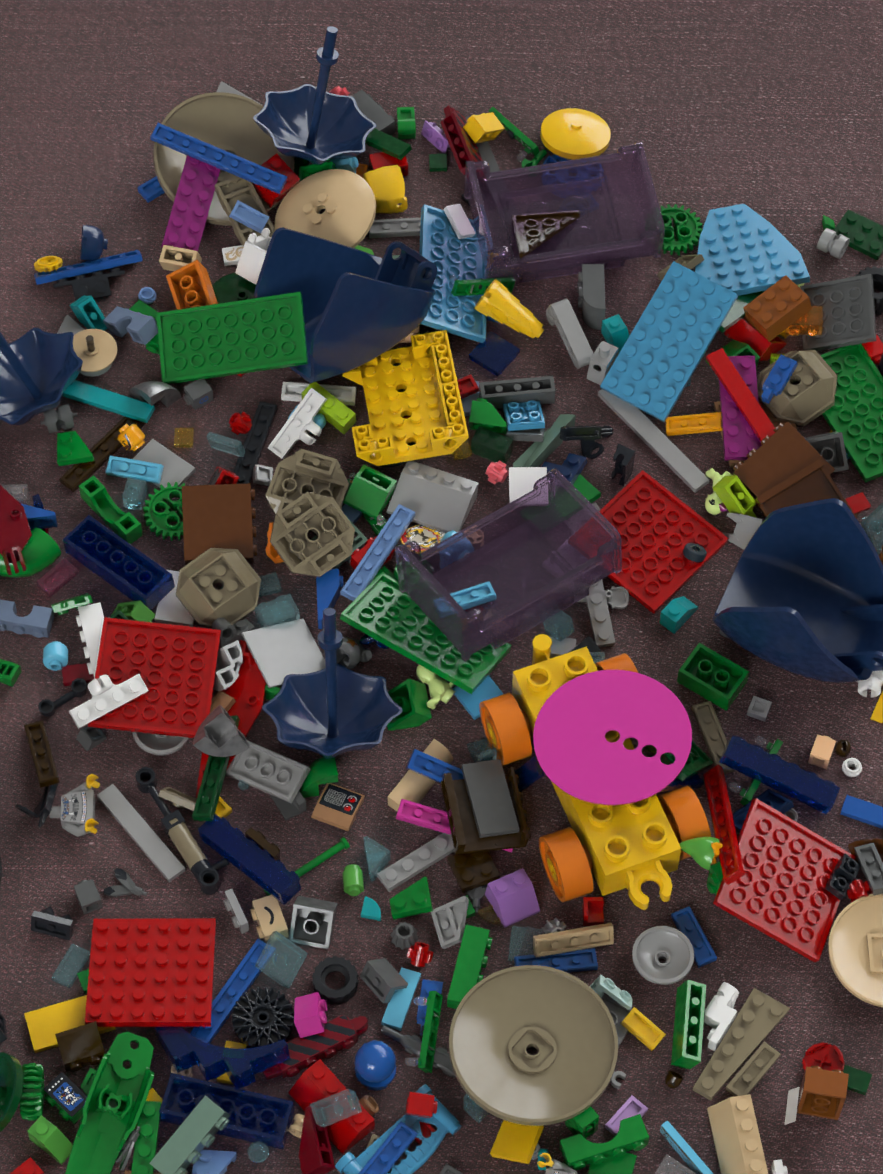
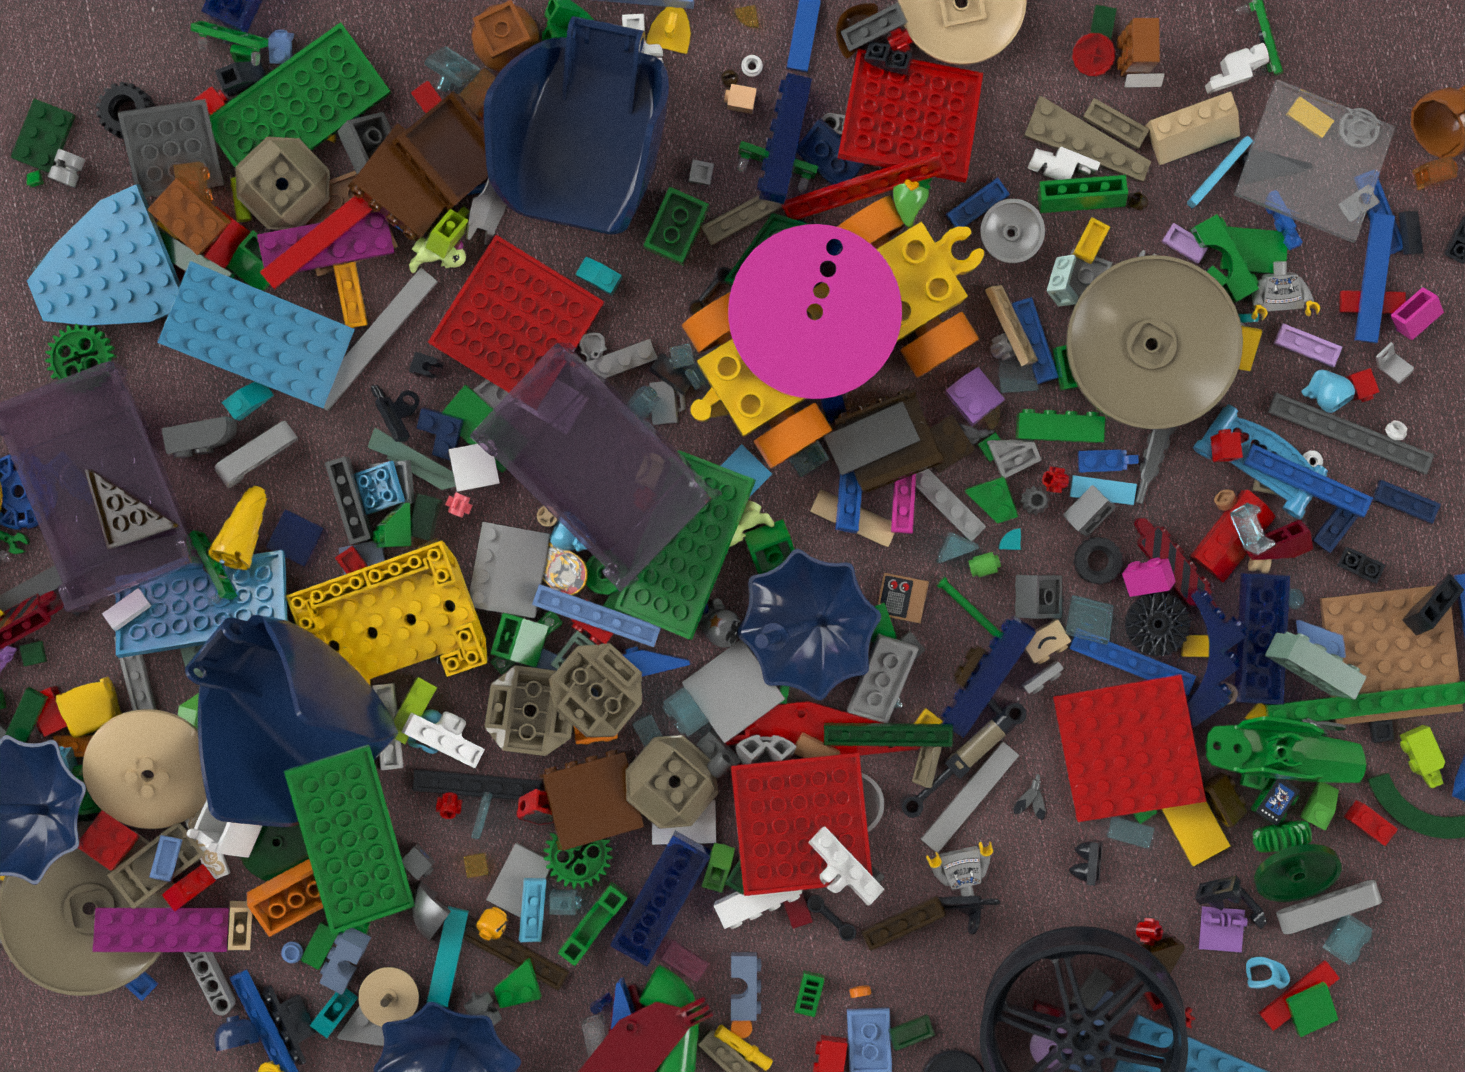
camera: 100 degrees left, 30 degrees up
(55, 655) = (783, 938): medium azure head -> none
(64, 606) = (717, 936): green wing -> none
(88, 896) = (1054, 834): dark grey brick -> none
(139, 236) = (213, 973): none -> light grey beam
(218, 158) = (99, 913): blue tile -> none
(219, 735) = (860, 738): flat silver brick -> none
(221, 229) = (188, 887): none -> red brick
(262, 474) = (510, 765): light grey tile -> none
(375, 1065) = (1185, 501): blue tile -> none
(428, 1031) = (1140, 454): green piece -> none
(475, 595) = (642, 507): medium azure tile -> none
(593, 911) = (973, 310): red panel -> none
(603, 357) = (290, 410): light grey torso -> none
(687, 261) = (137, 341): dark tan tile -> none
(694, 552) = (528, 272): black wheel -> none
(778, 378) = (286, 202): blue hinge -> none

